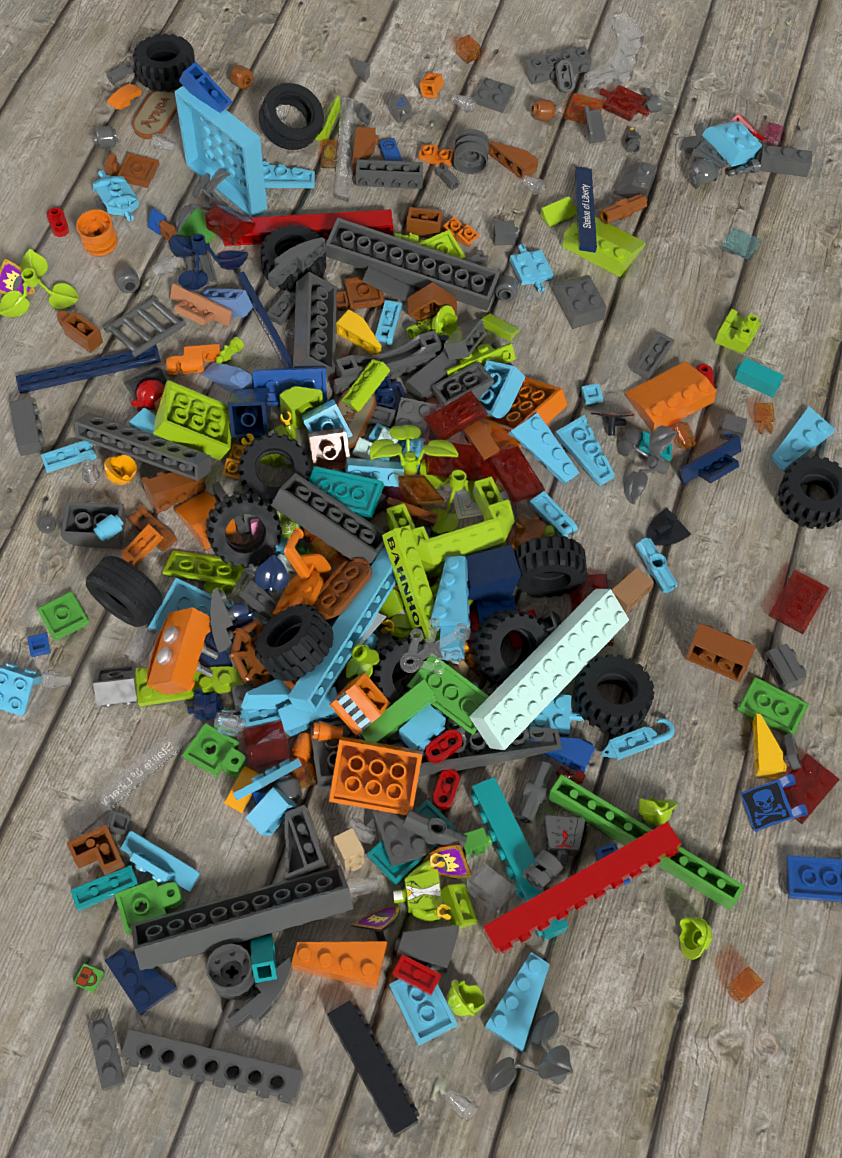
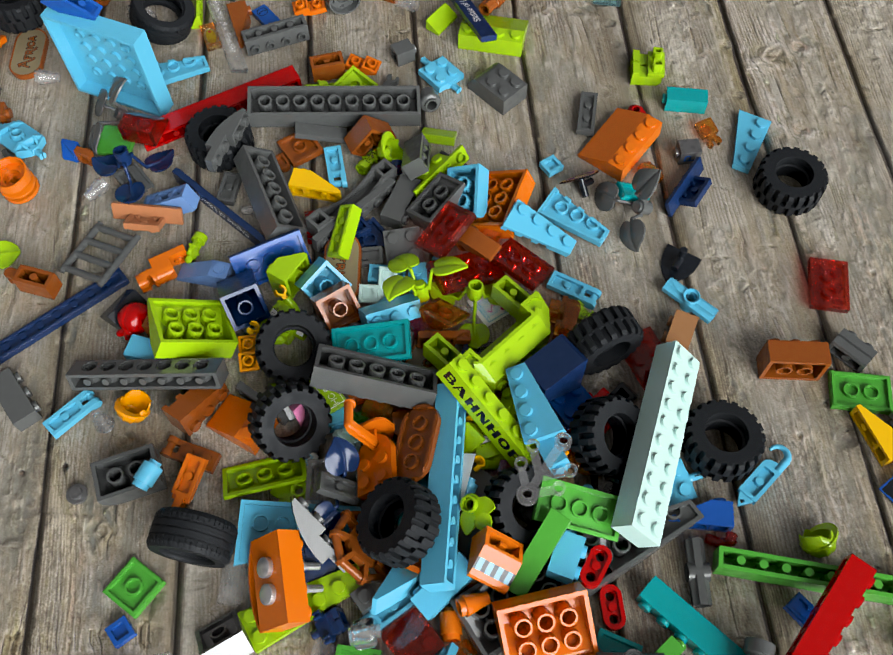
camera: 20 degrees left, 0 degrees up
(127, 280) = (63, 215): dark grey head -> none
(138, 170) = (33, 109): dark orange tile -> none
(448, 177) = (328, 21): dark grey bar -> none
(563, 836) = (749, 608): dark grey torso -> none

